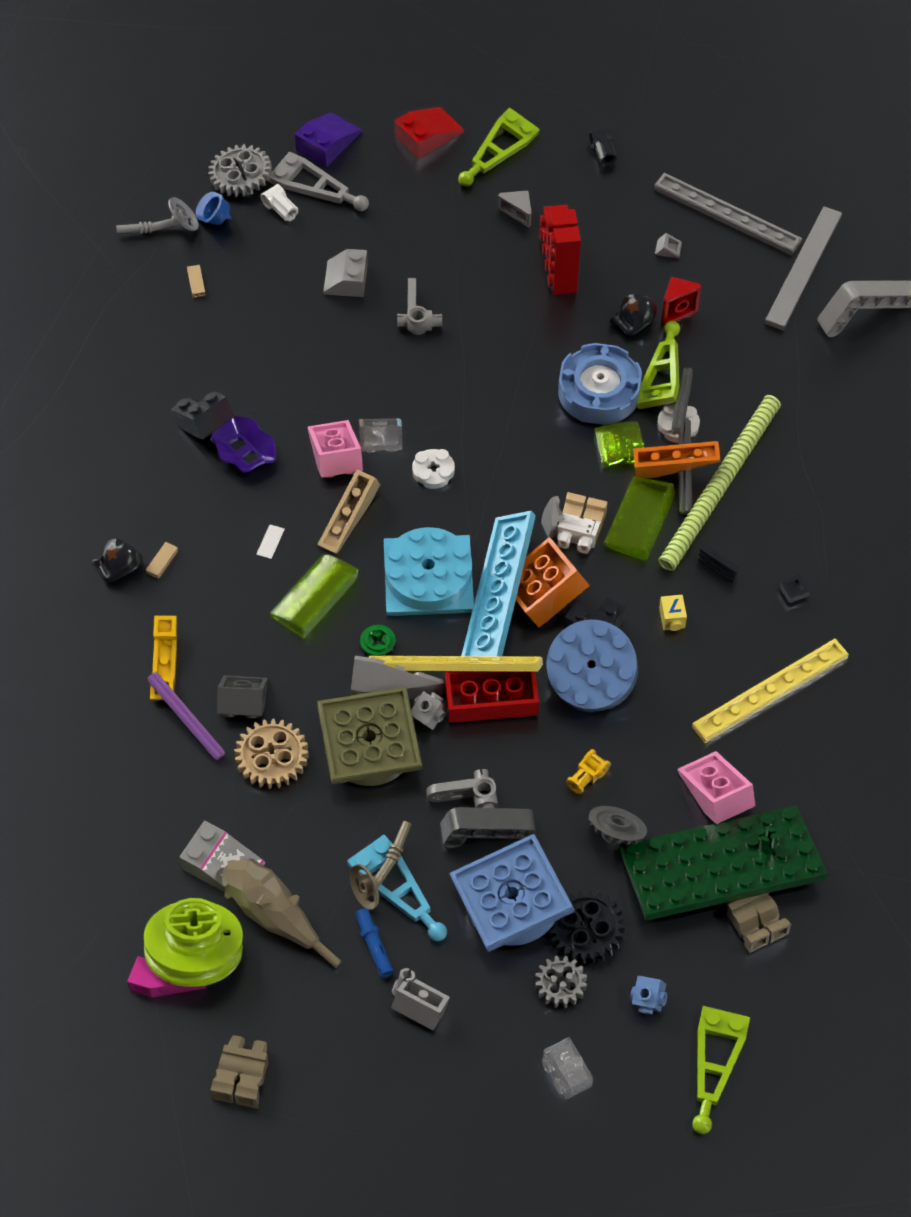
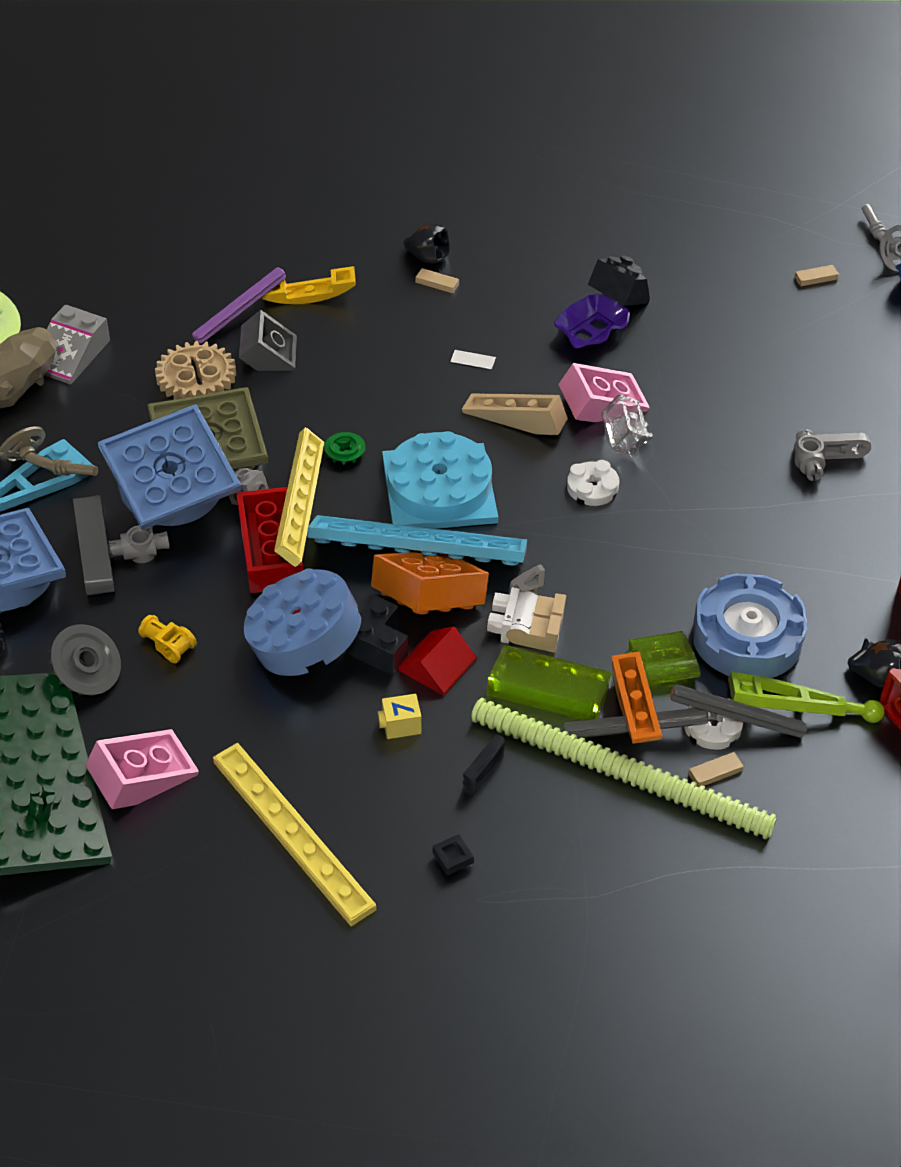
camera: 85 degrees right, 10 degrees down
(314, 594) = (402, 395): clear neon green slope -> none
(346, 273) = (862, 392): light grey slope -> none
(374, 676) = (281, 443): light grey wedge -> none
(437, 729) = (176, 445): none -> medium blue piece
(615, 584) = (439, 660): none -> red slope
(719, 428) = (716, 769): none -> tan piece

